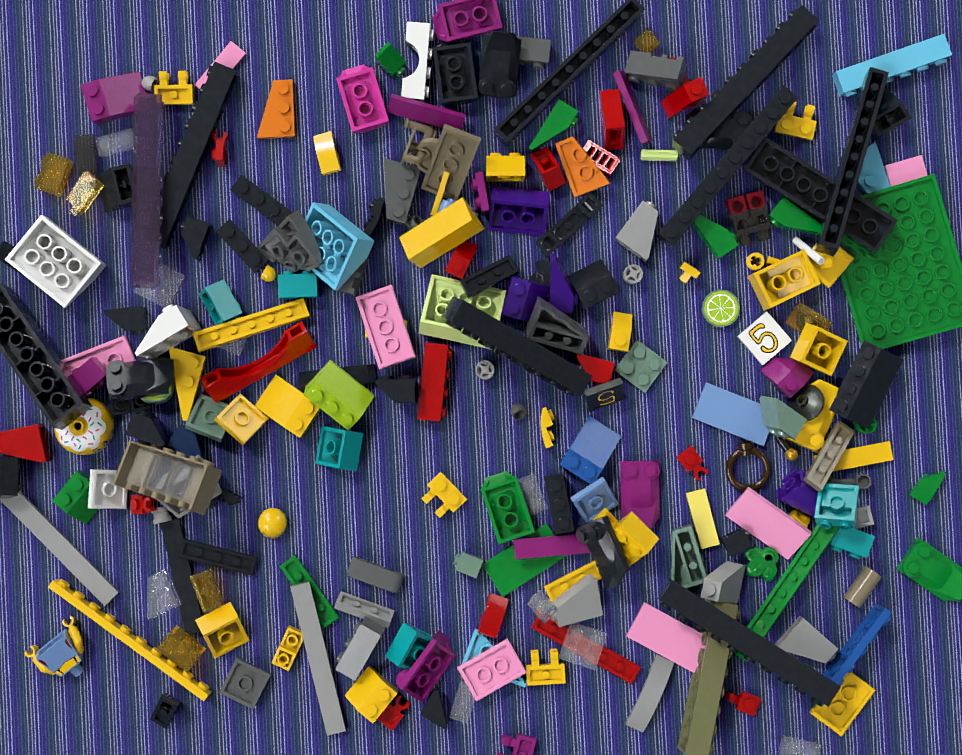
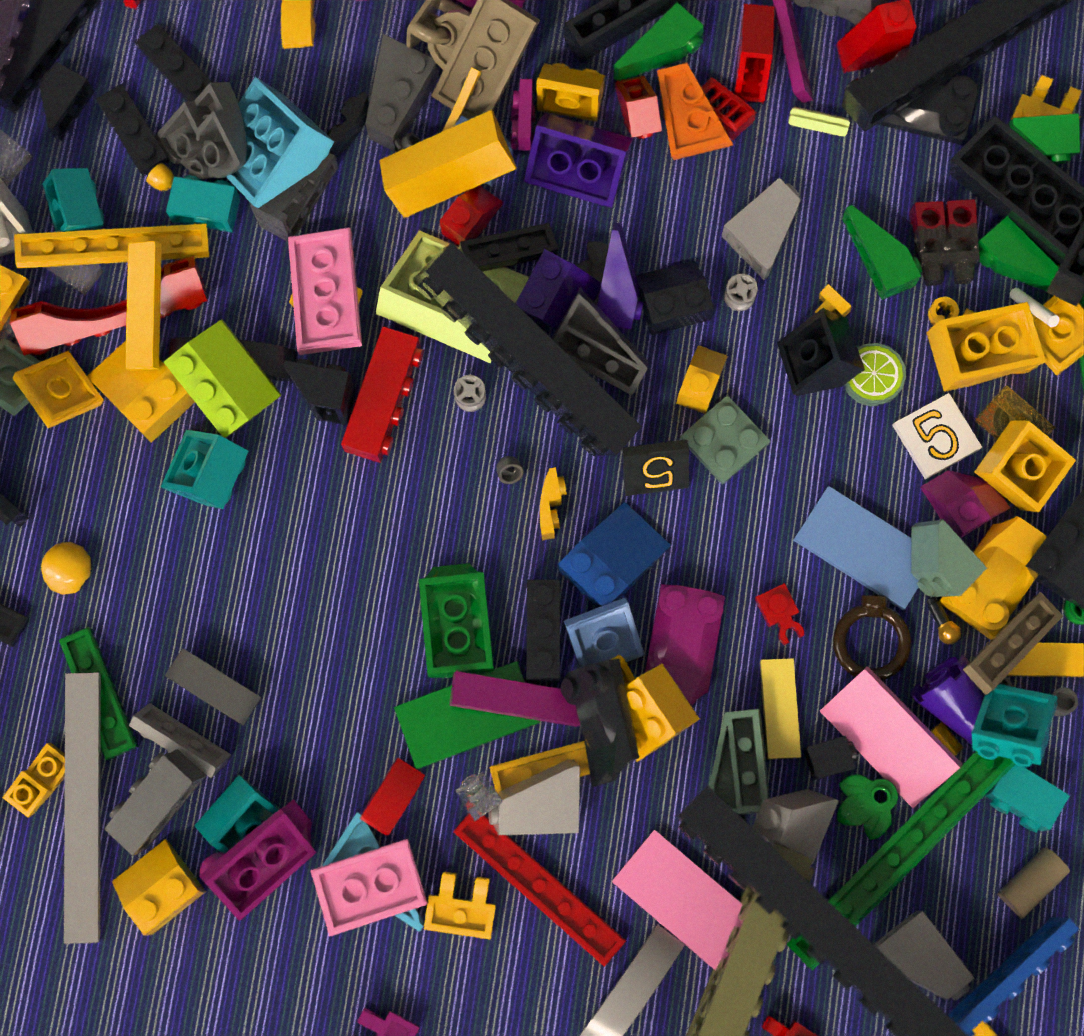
camera: 15 degrees right, 10 degrees down
(281, 361) = (143, 306): none -> yellow tile
(391, 715) = (182, 931): red plate -> none
(434, 709) = (256, 936): black slope -> none
(447, 492) = (363, 578): yellow plate -> none
(462, 703) = (306, 938): clear plate -> none
(468, 564) = (370, 700): sand green brick -> none
(532, 494) = (503, 610): clear plate -> none
(568, 224) = (655, 196): black slope -> none
(582, 645) = (533, 879): clear plate -> none
(599, 369) = (656, 423): red slope -> none
(687, 305) = (820, 354): none -> black slope
(727, 166) = (923, 148): black brick -> none
(800, 142) = (1051, 135): none -> green slope
(813, 402) = (995, 546): pearl dark grey dish -> none
(864, 517) = (1054, 763): light grey plate -> none

